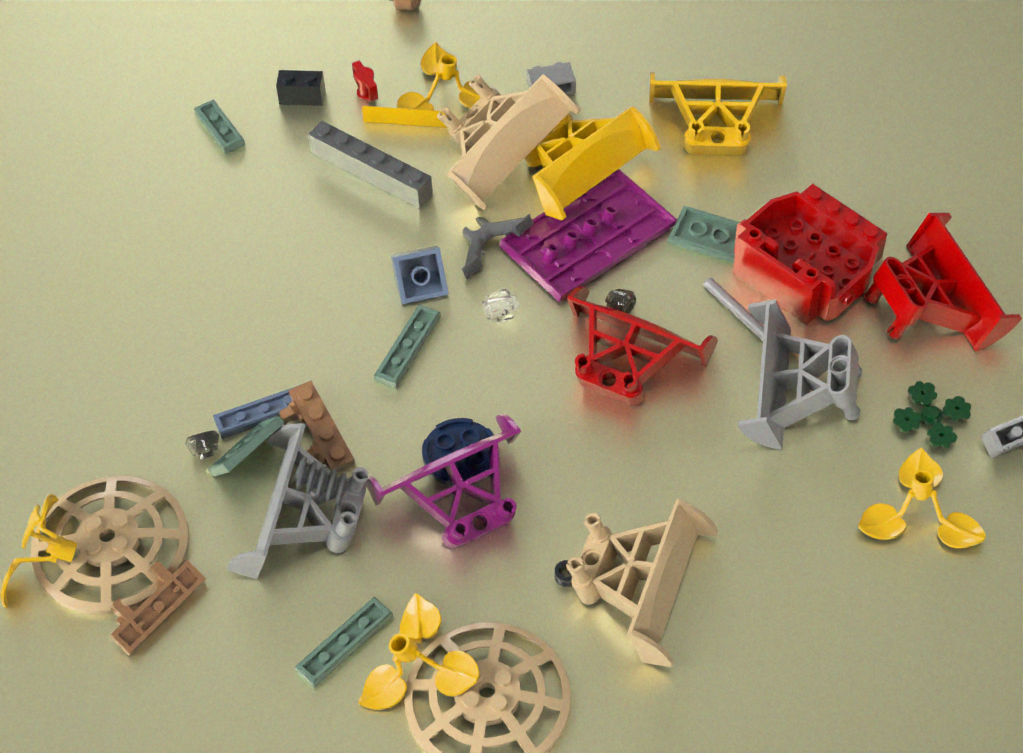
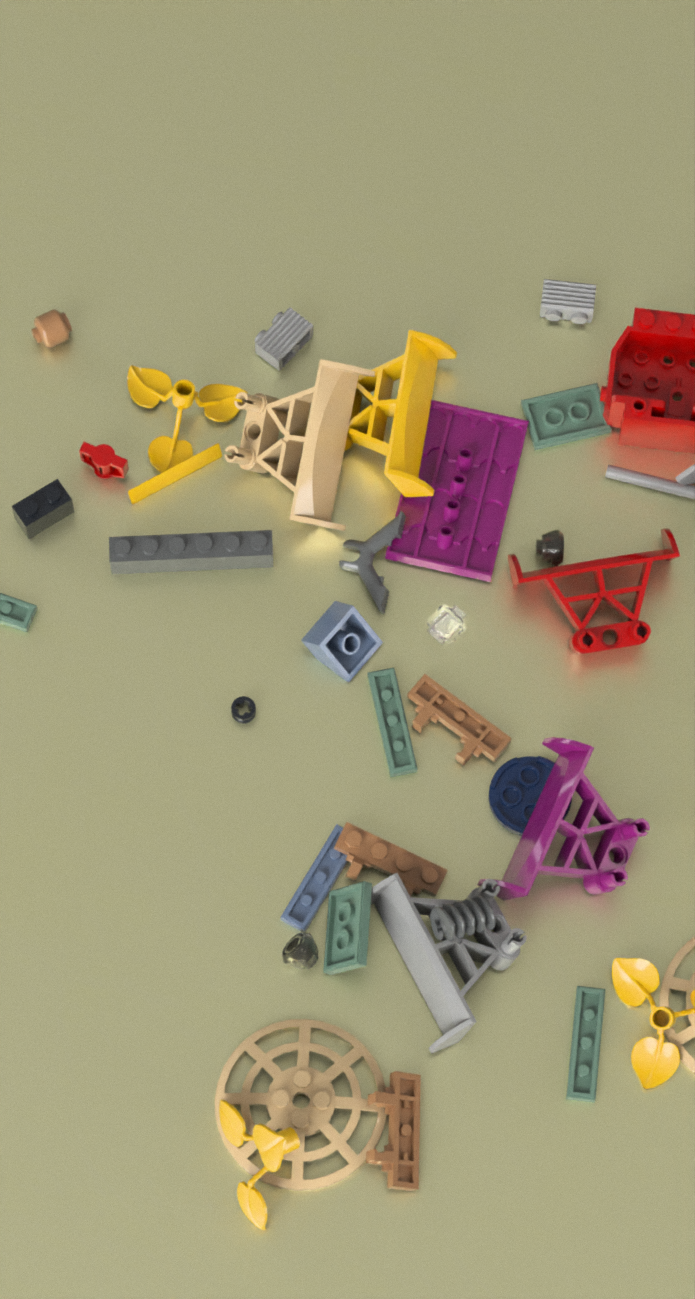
camera: 40 degrees left, 15 degrees up
(318, 272) = (246, 717): none -> black bush
(458, 384) = (475, 731): none -> medium nougat hinge
(736, 136) = (484, 316): yellow piece -> none
(772, 163) = (567, 301): none -> light grey brick

